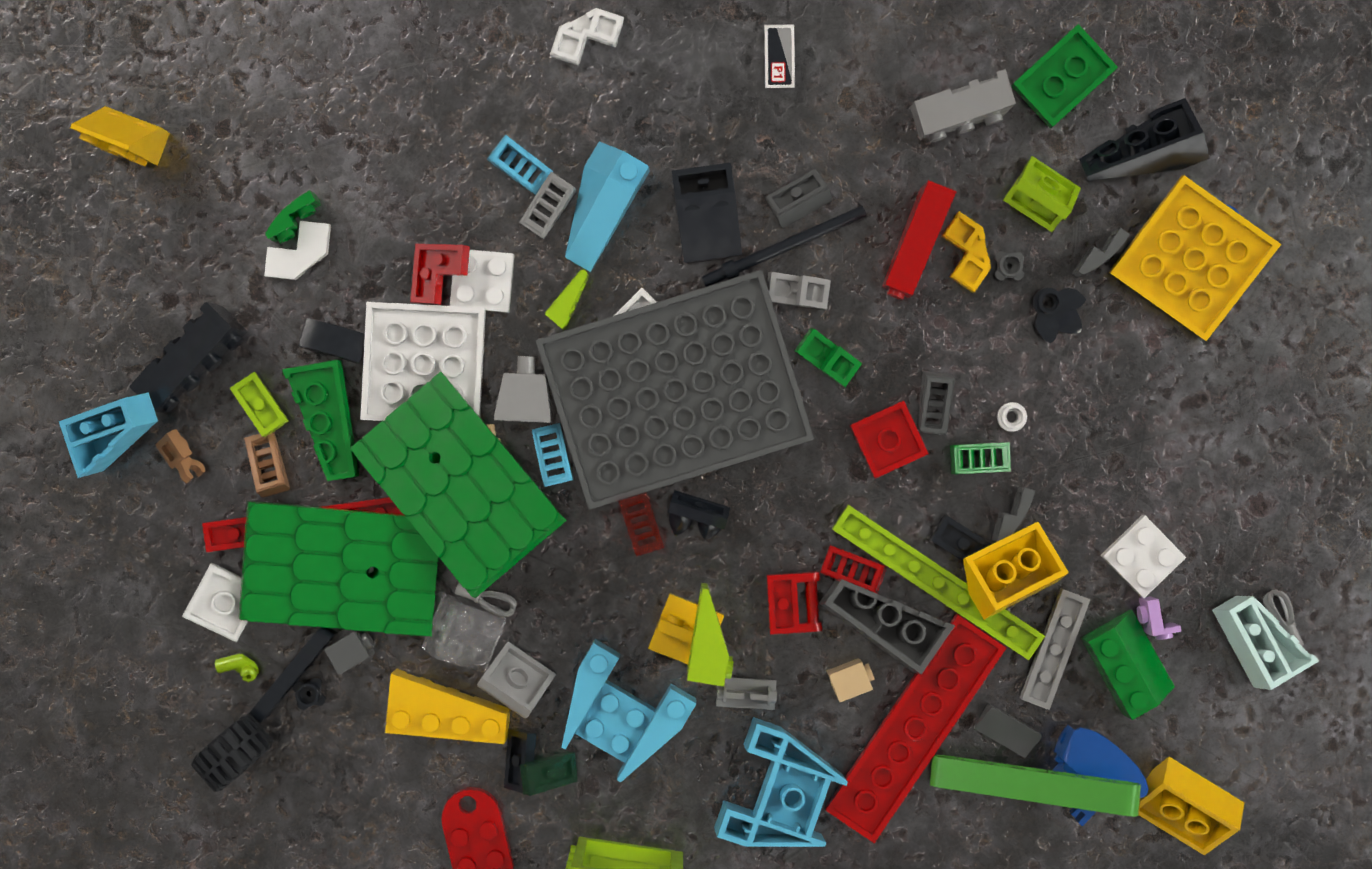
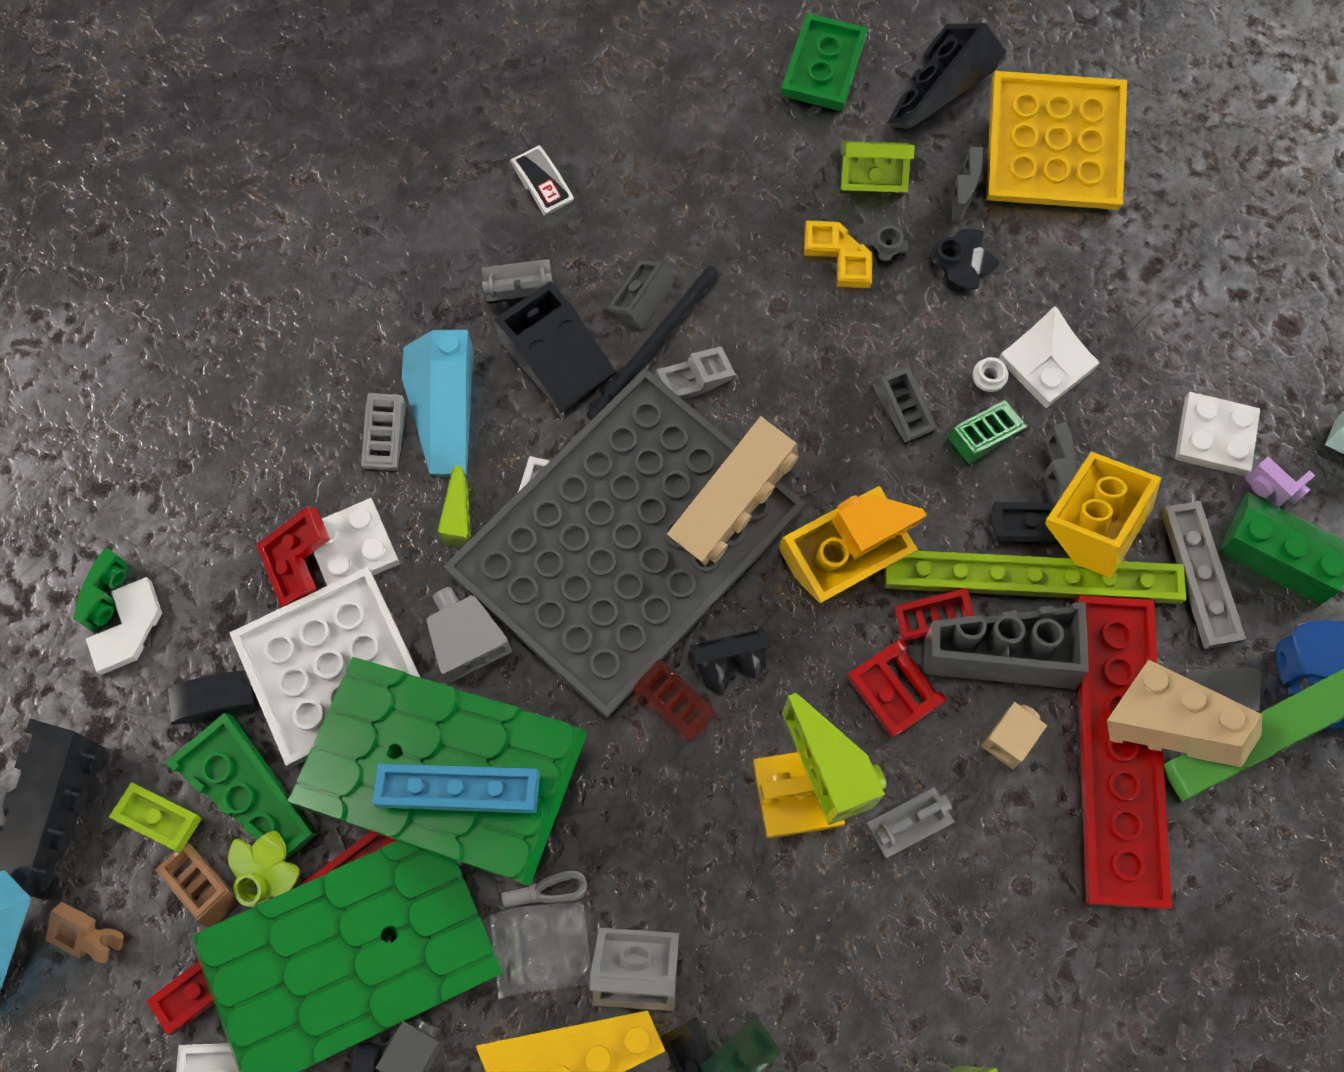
camera: 30 degrees left, 20 degrees down
(314, 478) = (262, 865): none -> lime plate
(460, 512) = (456, 788): none -> dark azure plate
(513, 173) = (320, 397): medium azure slope -> none
(544, 468) = (552, 703): medium azure slope -> none
(594, 25) = (340, 247): white tile -> none
(618, 719) = (783, 942): medium azure wedge -> none
(711, 135) = (515, 279): none -> light grey hinge
(764, 410) = (735, 491): none -> tan wedge
(788, 797) = (1038, 907): medium azure wedge -> none
(821, 489) = (825, 563): none -> yellow slope
(828, 357) = (783, 415): green slope -> none
(843, 492) = (873, 521): none -> light orange slope
(889, 439) = (882, 459): red plate -> none
(918, 239) = (783, 257): red slope -> none
(958, 738) = (1184, 717): none -> tan wedge
(963, 107) = (751, 127): light grey wedge -> none
(1063, 430) = (1049, 359): none -> white plate

